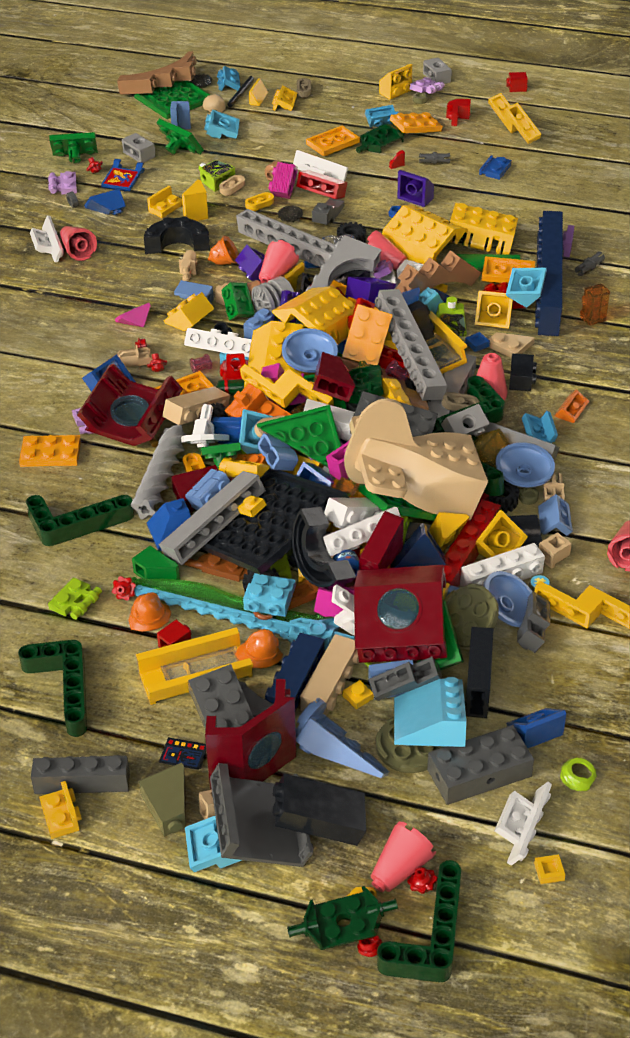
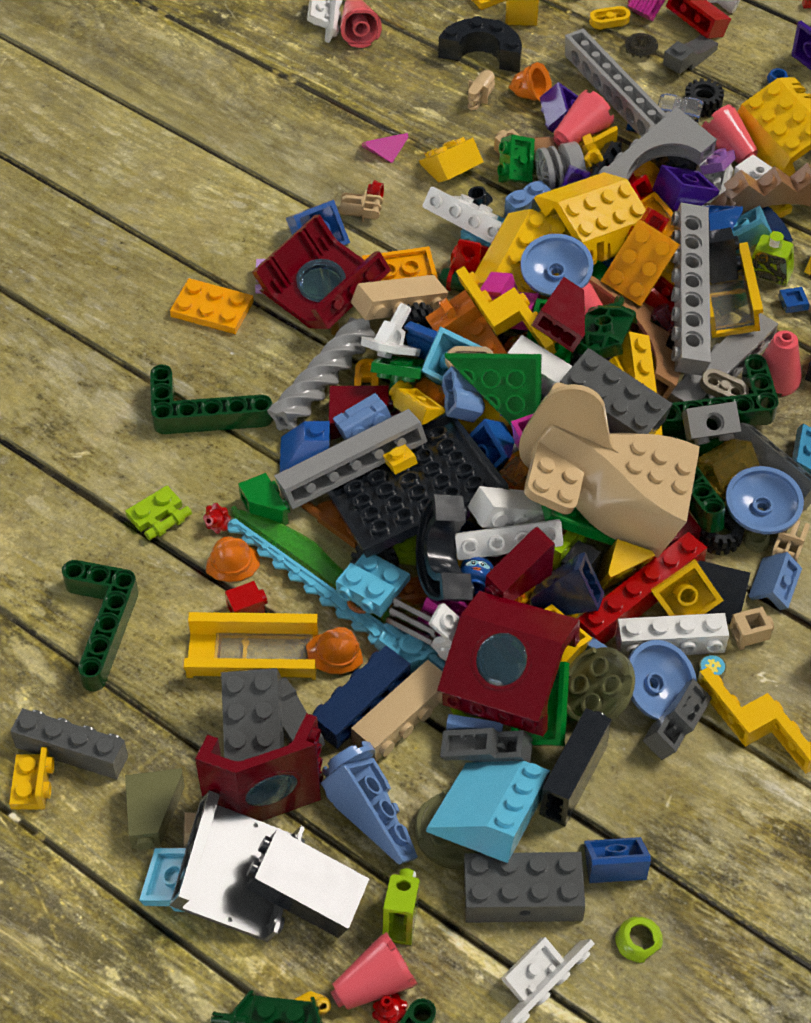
camera: 20 degrees right, 10 degrees up
(157, 364) = (383, 221): red plant -> none
(186, 289) = (462, 125): medium blue panel -> none
(186, 752) = (185, 749): piece -> none
(200, 363) = (435, 235): clear pink bush -> none
(295, 281) = (591, 151): none -> yellow plate
(295, 608) = (394, 621): none -> dark brown tile
(358, 694) = (425, 744): yellow plate -> none
(397, 795) = (401, 898): none -> lime torso

